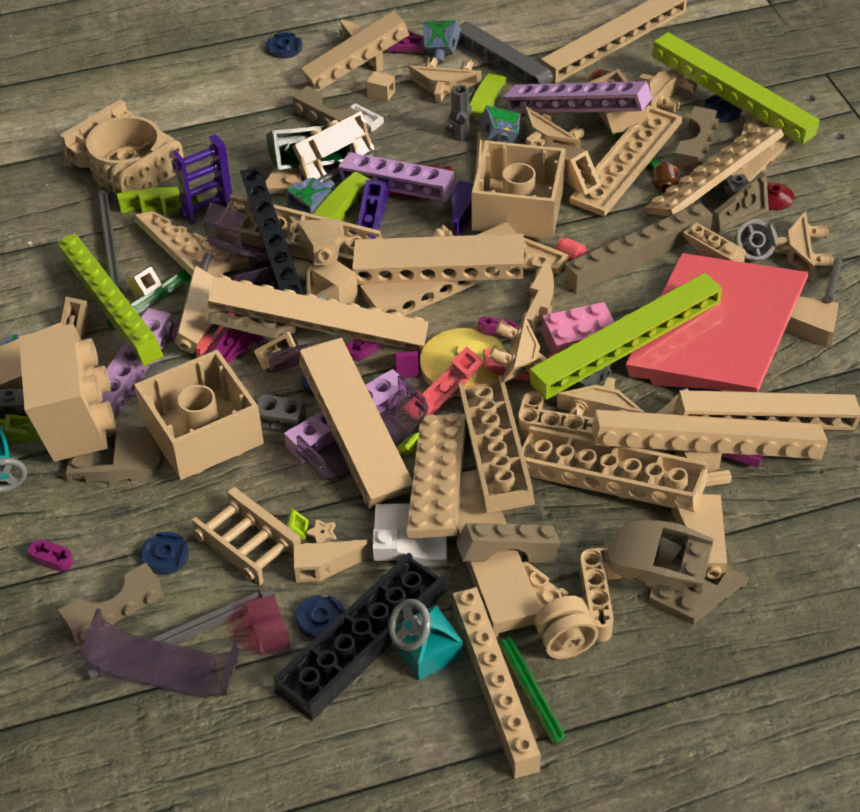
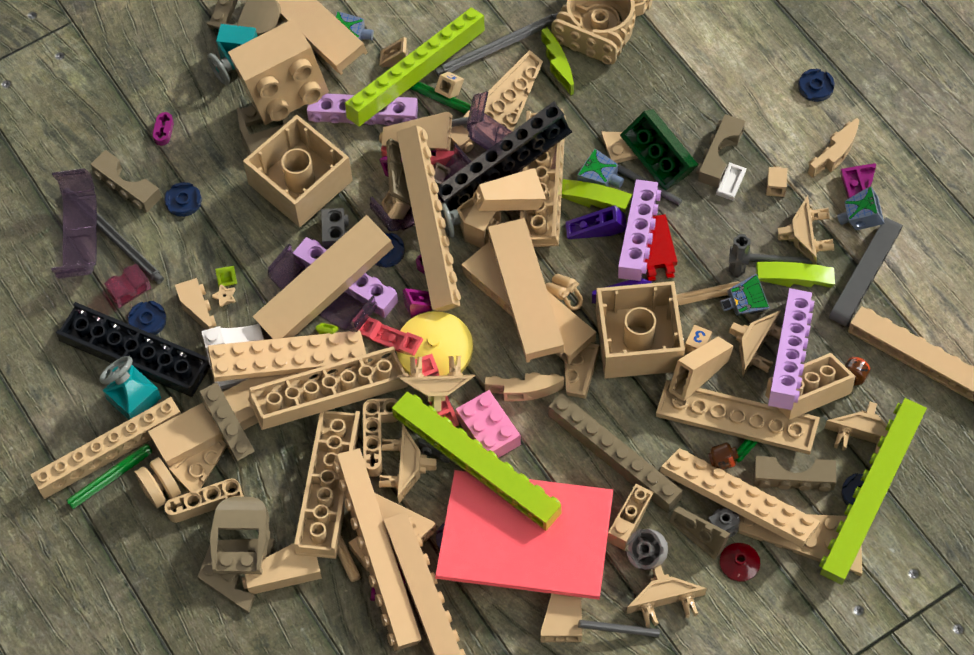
camera: 75 degrees right, 15 degrees up
(221, 180) = (579, 79): dark purple fence -> none
(253, 516) = (217, 259): tan fence -> none
(336, 136) = (658, 161): bracket -> none
(355, 51) = (807, 144): tan brick -> none
(487, 325) = (476, 361): magenta beam -> none
(571, 248) = (595, 397): coral brick -> none

